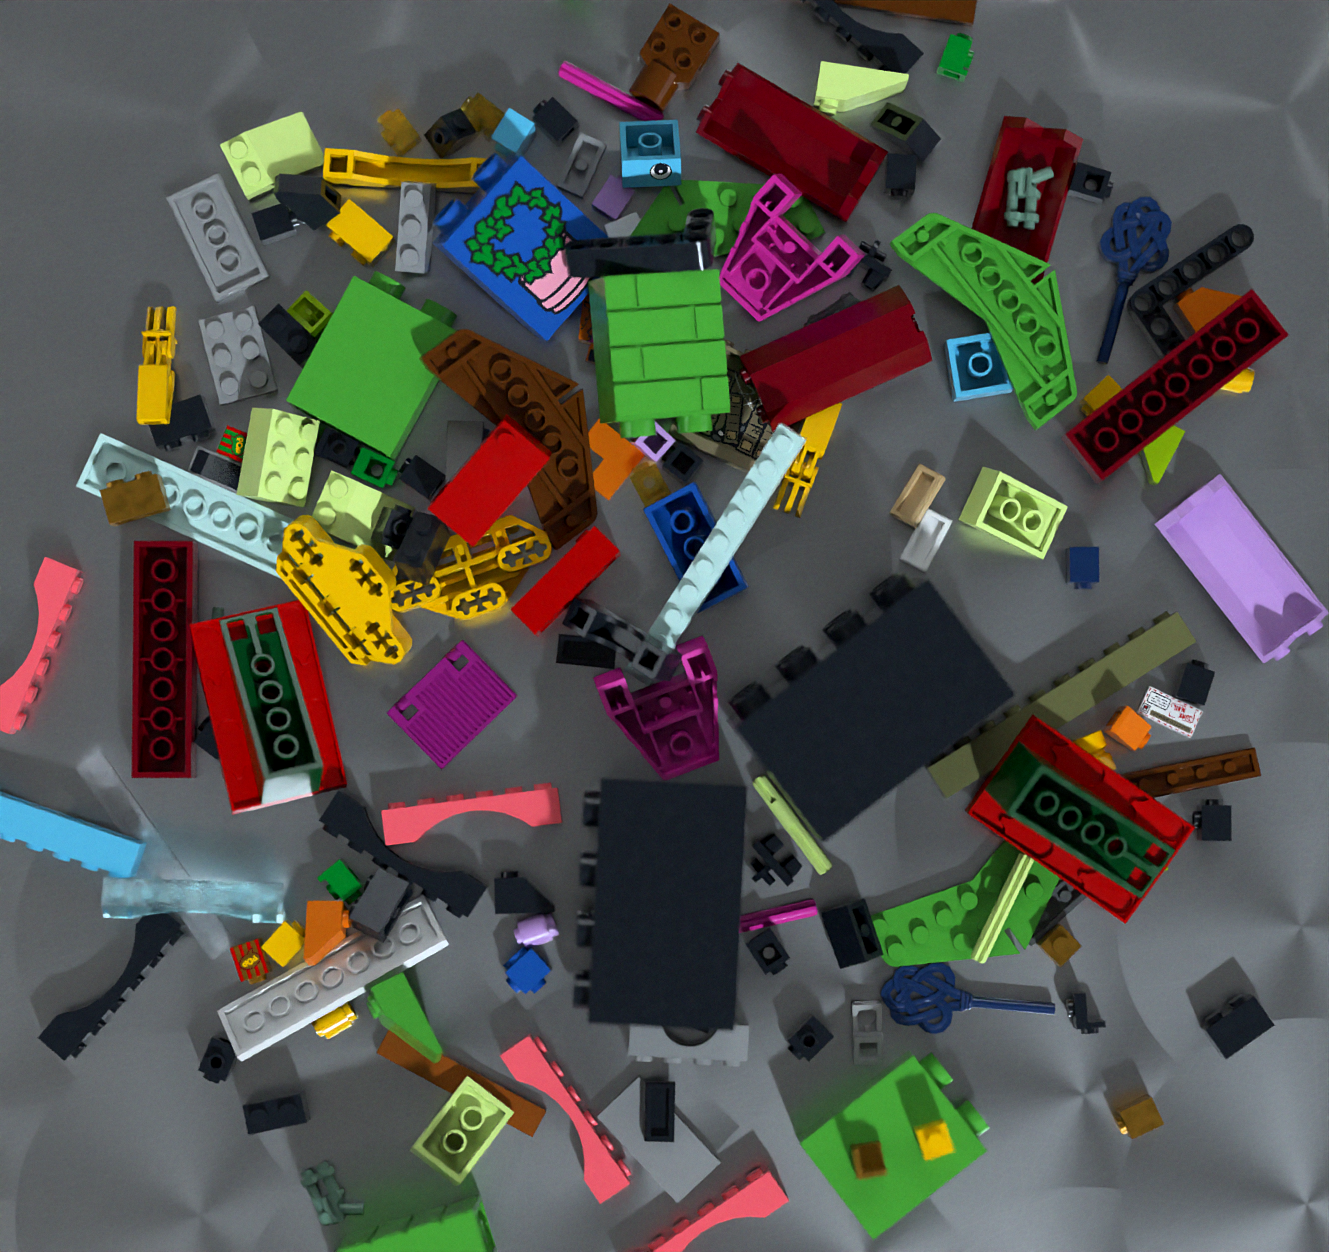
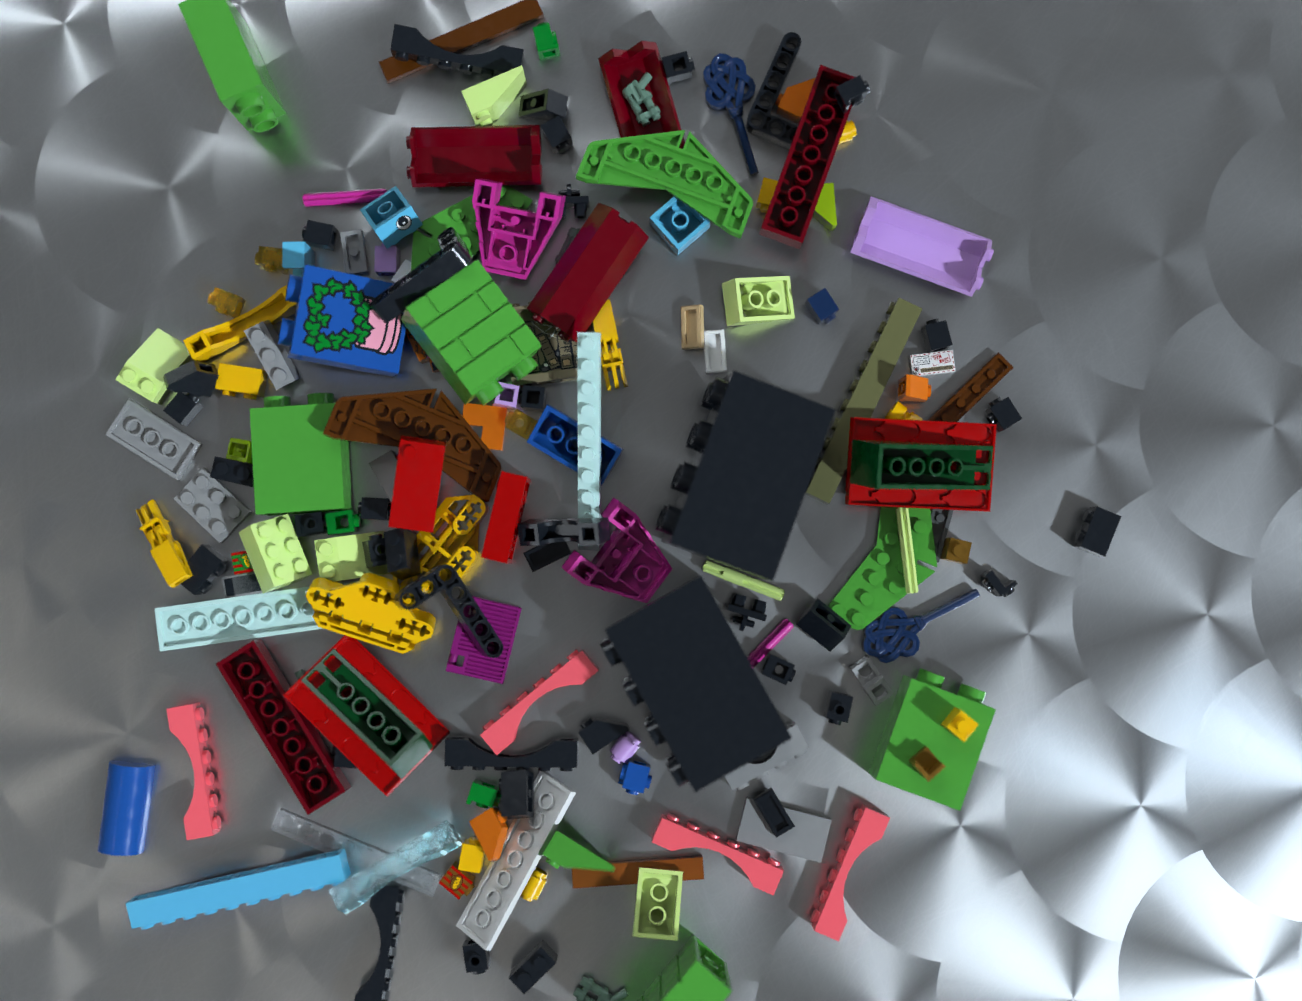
camera: 35 degrees left, 0 degrees up
(134, 498) = (200, 636): pearl gold brick -> none
(447, 646) = (457, 605): none -> black beam
(450, 133) = (258, 282): black brick -> none
(672, 57) = (369, 149): reddish brown brick -> none
(1138, 1117) = (1072, 626): pearl gold brick -> none
(1265, 345) = (851, 93): none -> black brick

